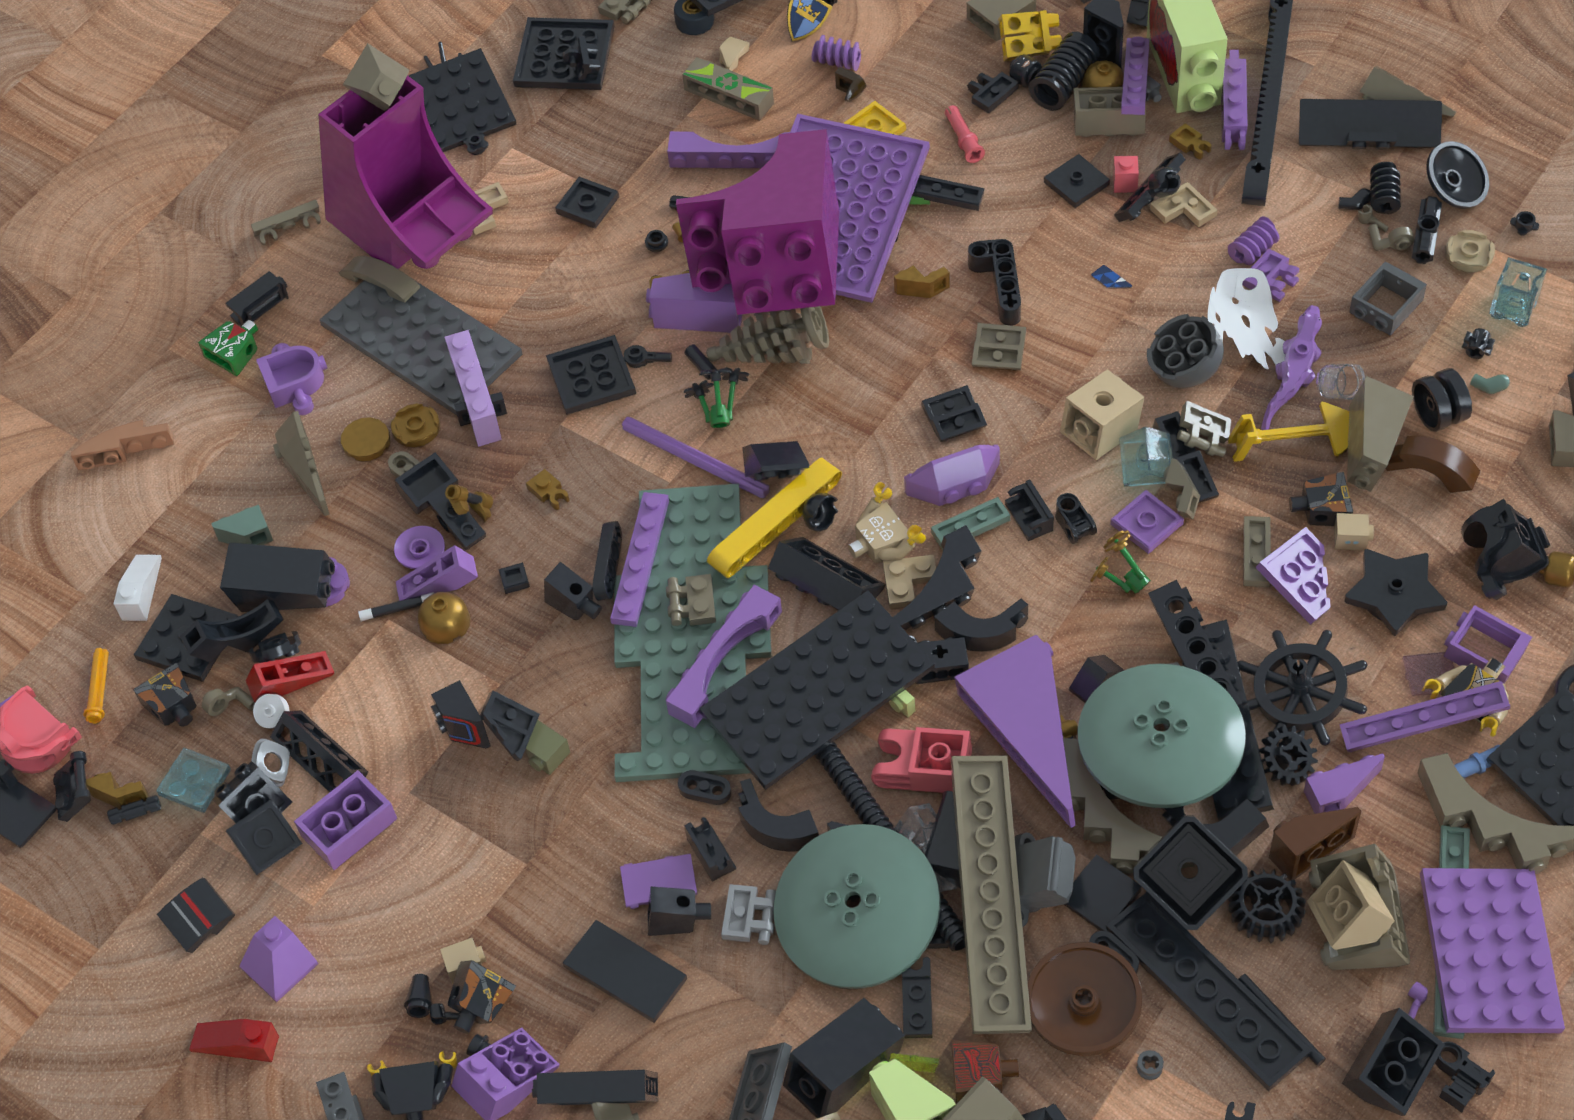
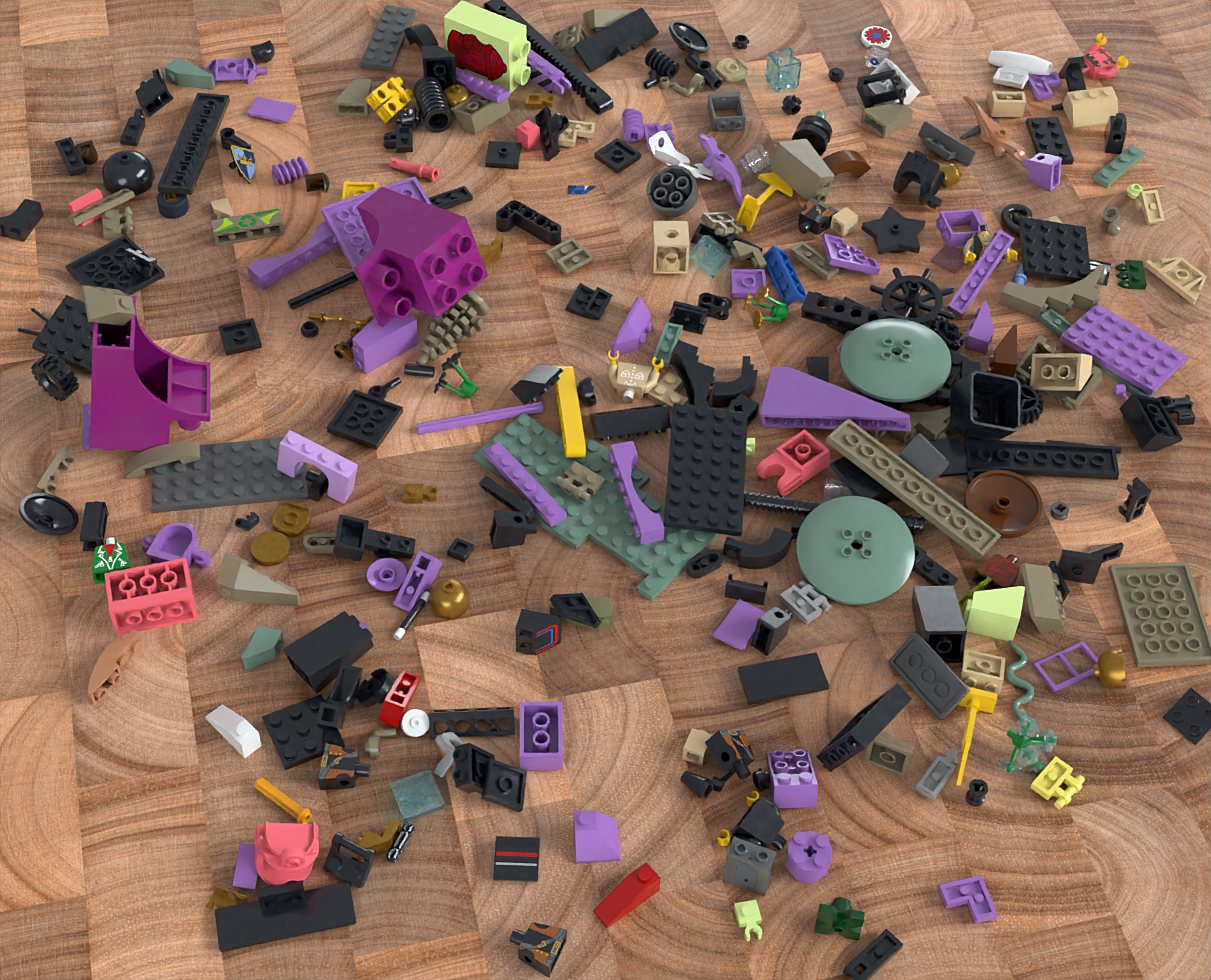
camera: 55 degrees left, 5 degrees down
(113, 1012) = (540, 946): none -> torso
(213, 404) = (151, 596): none -> coral brick
(232, 249) = (48, 514): none -> black dish
(378, 400) = (247, 524): none -> black arm
(479, 501) = (389, 526): pearl gold piece -> none
(1195, 266) = (617, 155): none -> black plate
(1197, 533) = (784, 276): none -> blue fence
(1318, 86) = (569, 37): none -> dark tan bracket

